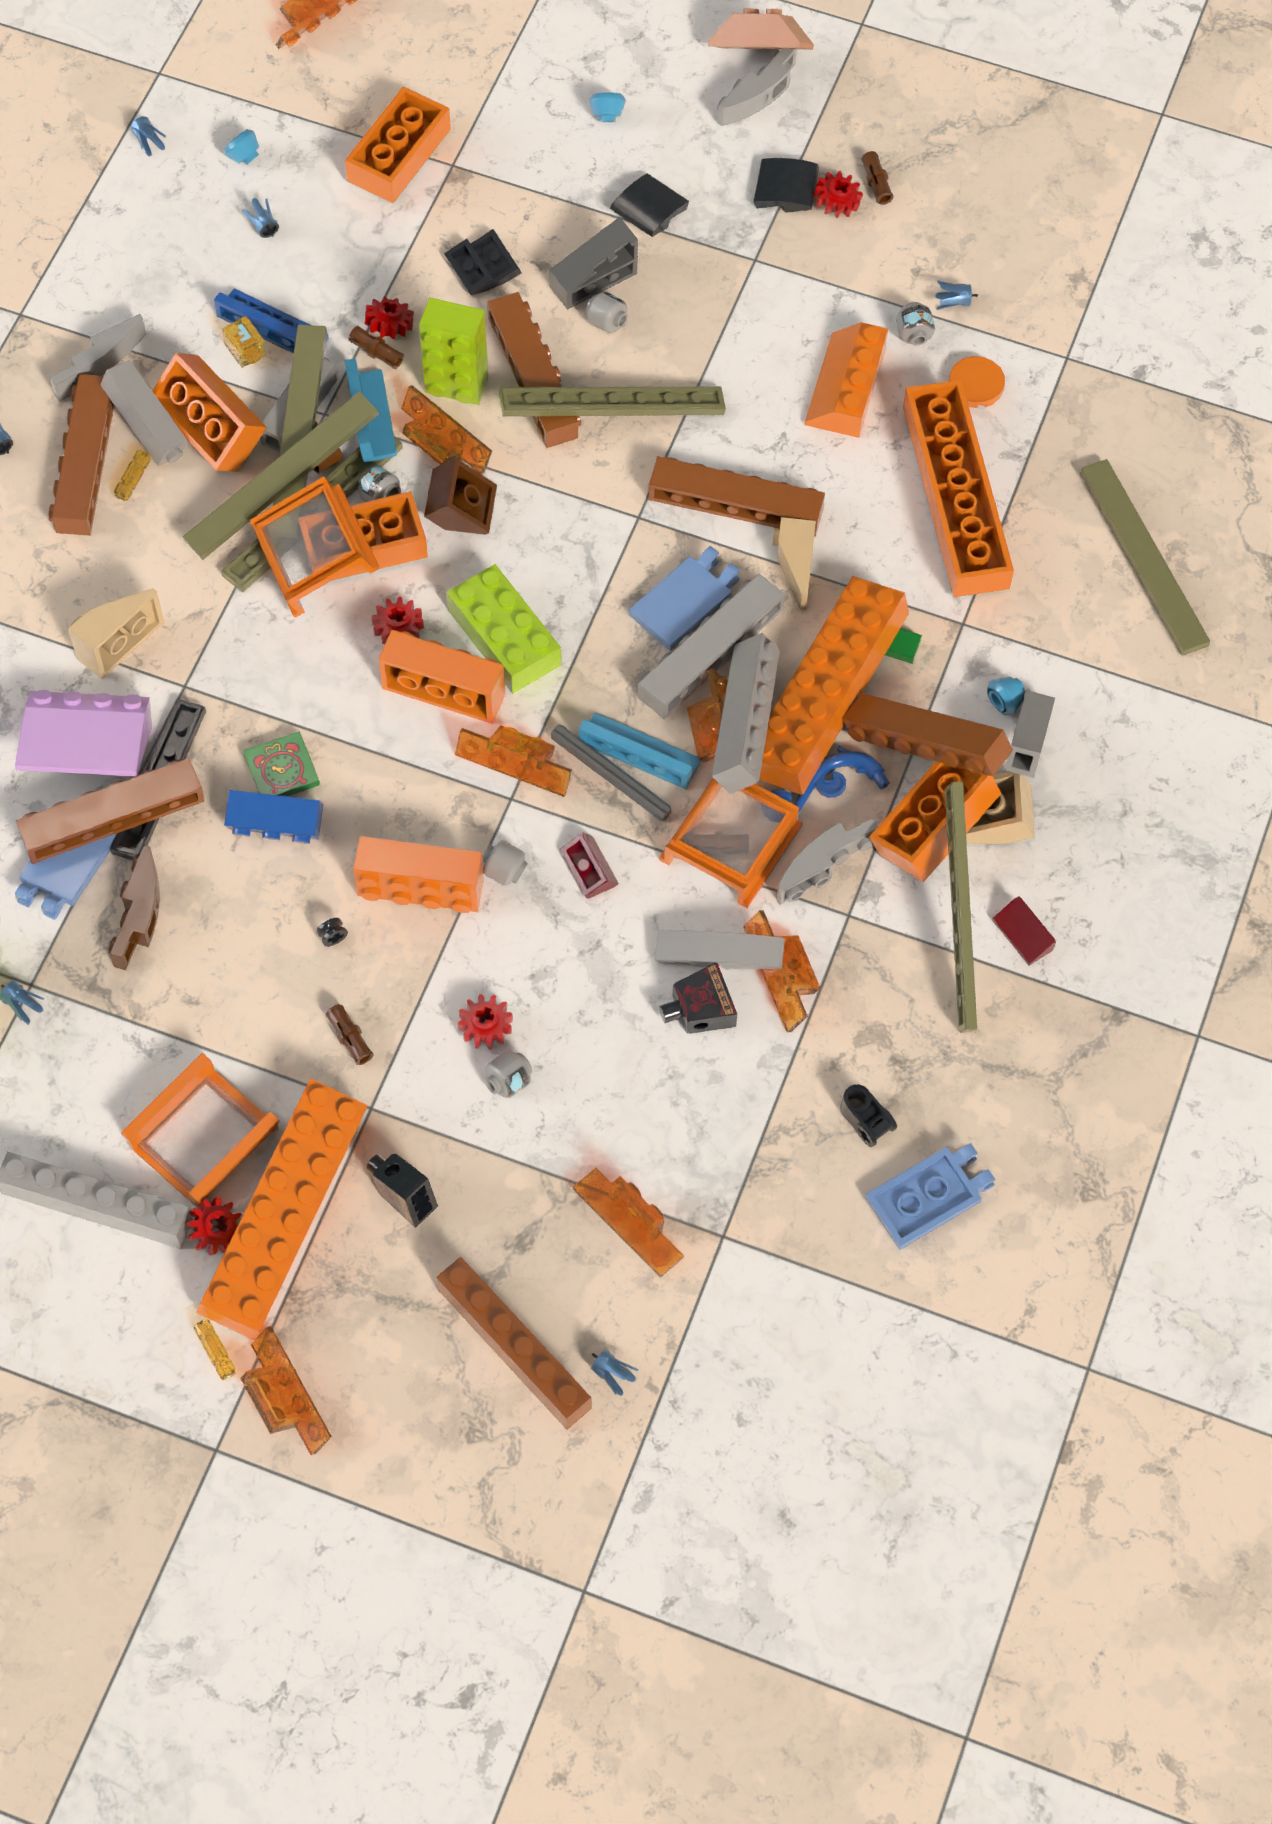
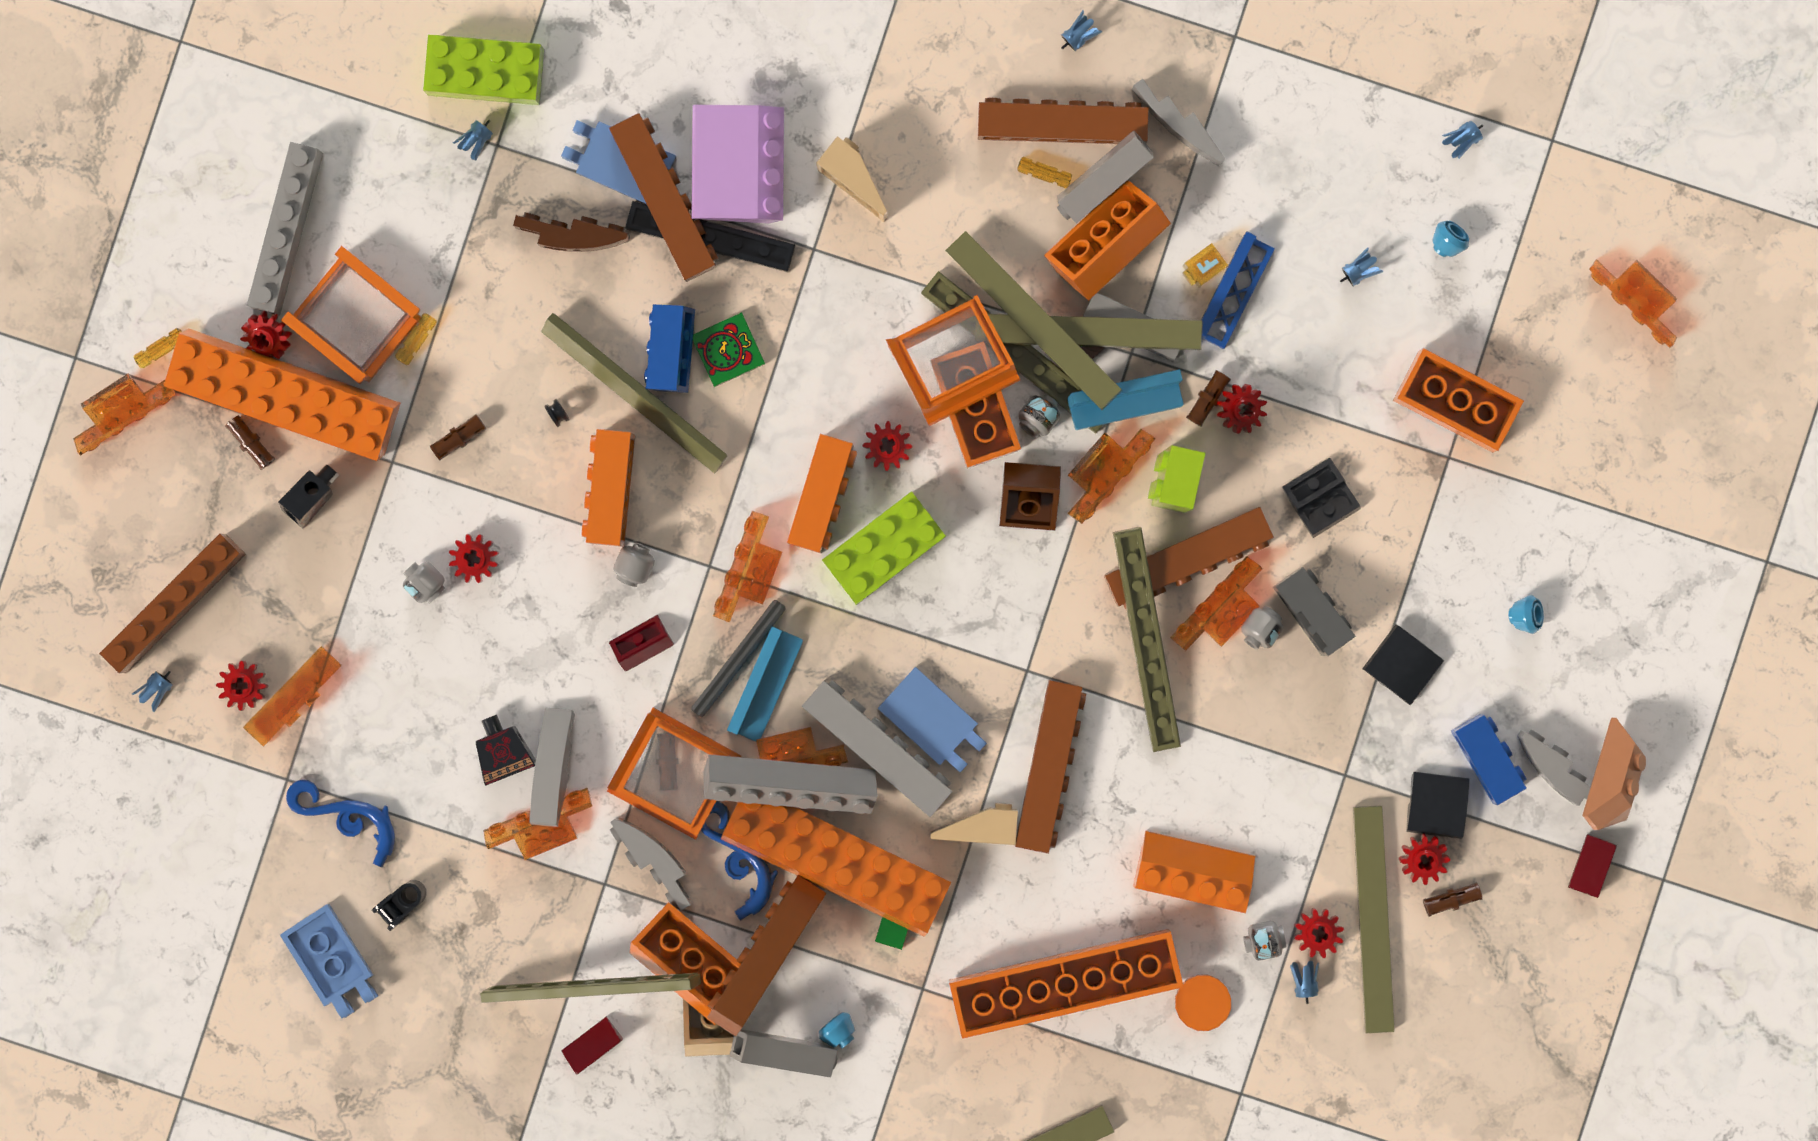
camera: 95 degrees right, 25 degrees up
(236, 1073) = (415, 339): none -> clear yellow axle
(317, 856) = (634, 393): none -> olive tile
(334, 1254) = (249, 442): none -> reddish brown pin
(584, 345) = (1223, 610): none -> clear orange bracket
(613, 1260) = (247, 695): none -> red gear
(743, 141) = (1489, 758): none -> blue brick
(758, 1171) = (345, 808): none -> blue plant
(848, 70) = (1592, 866): none -> dark red slope
(896, 241) = (1373, 919): none -> olive tile
(908, 281) = (1309, 939): none -> red gear

